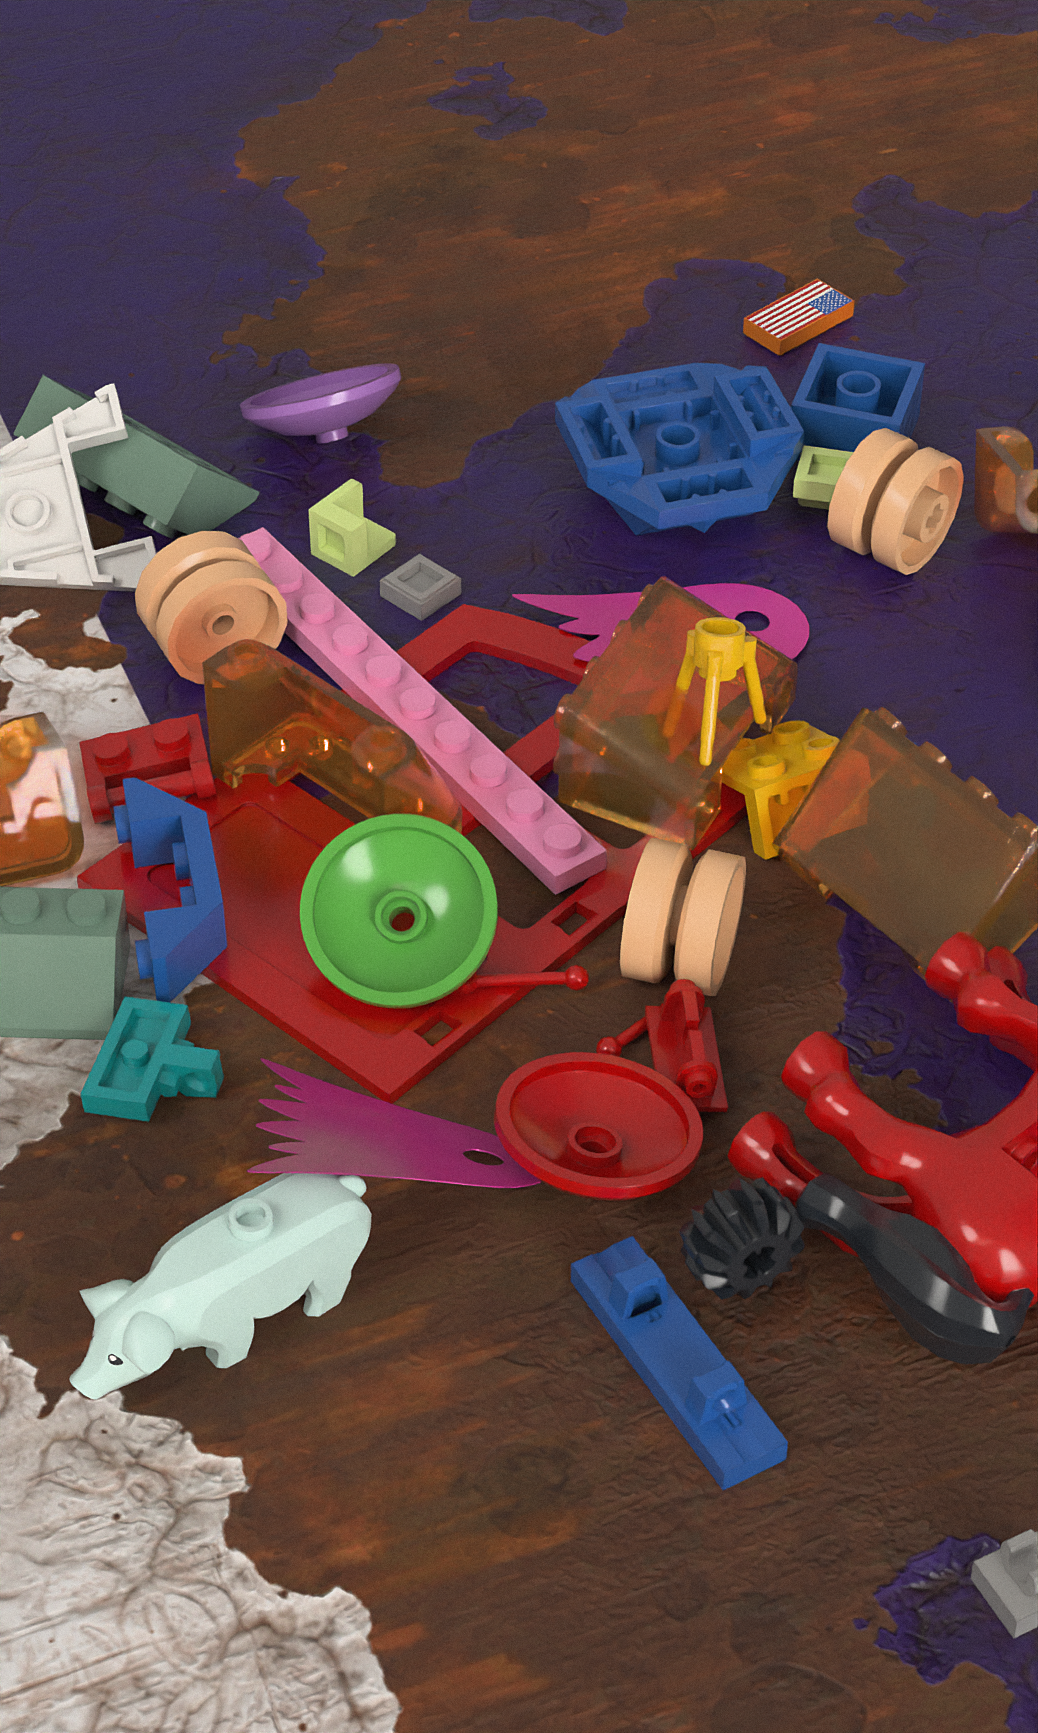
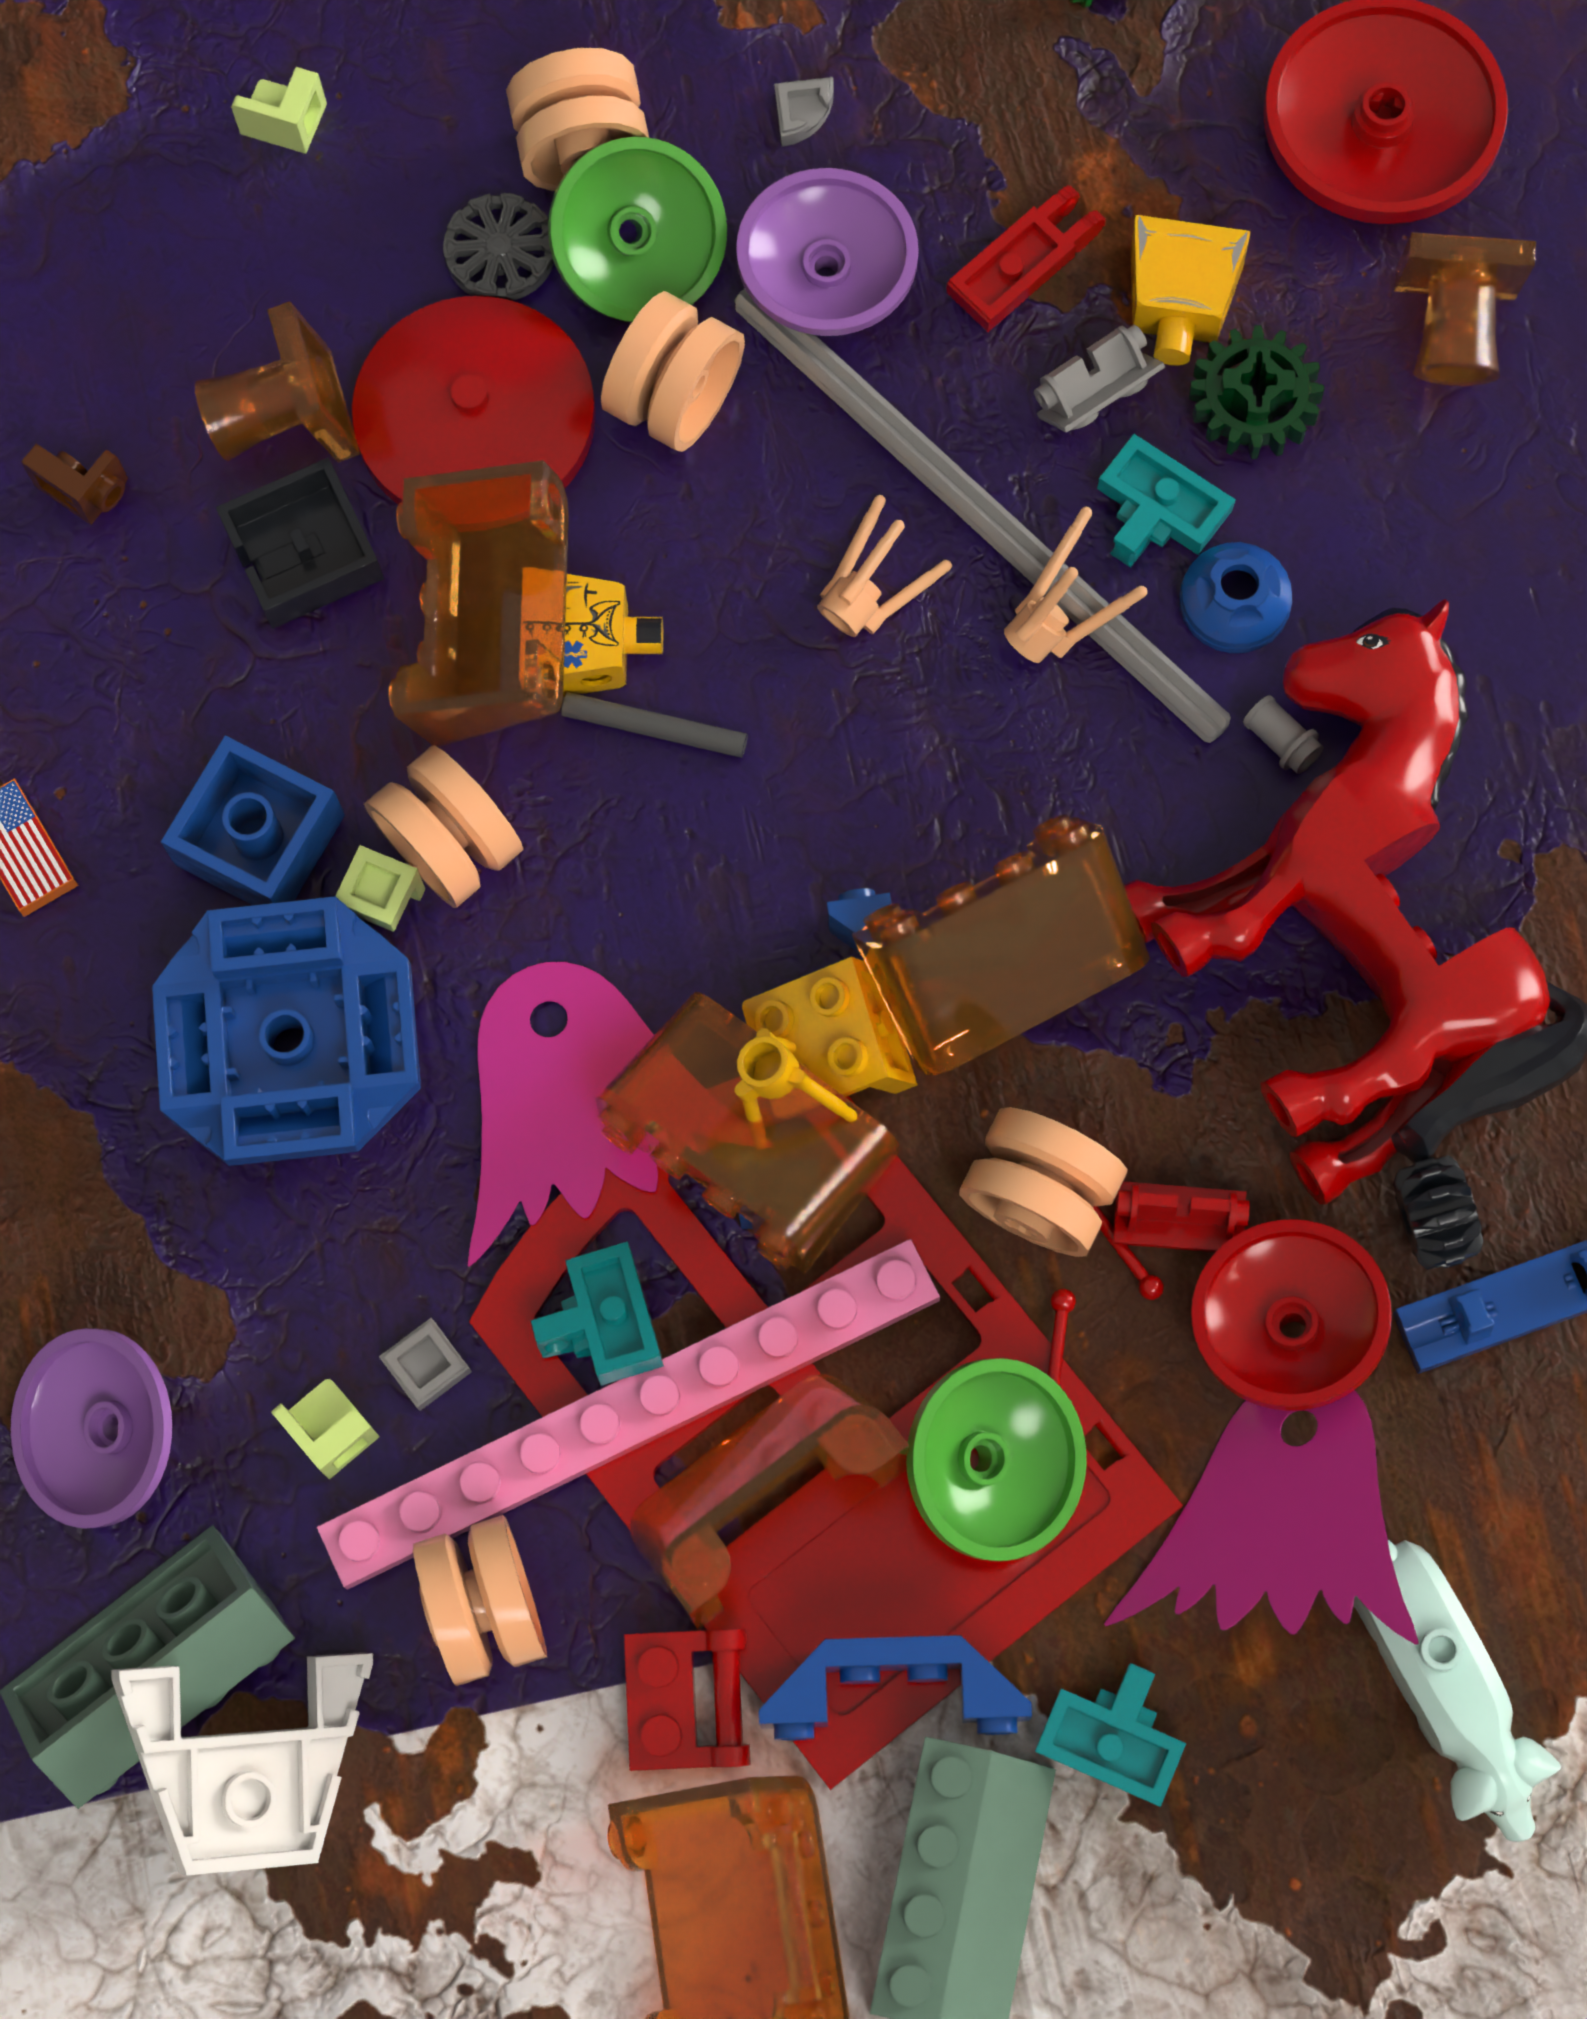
camera: 75 degrees left, 30 degrees up
(474, 665) = (603, 1317): none -> teal hinge

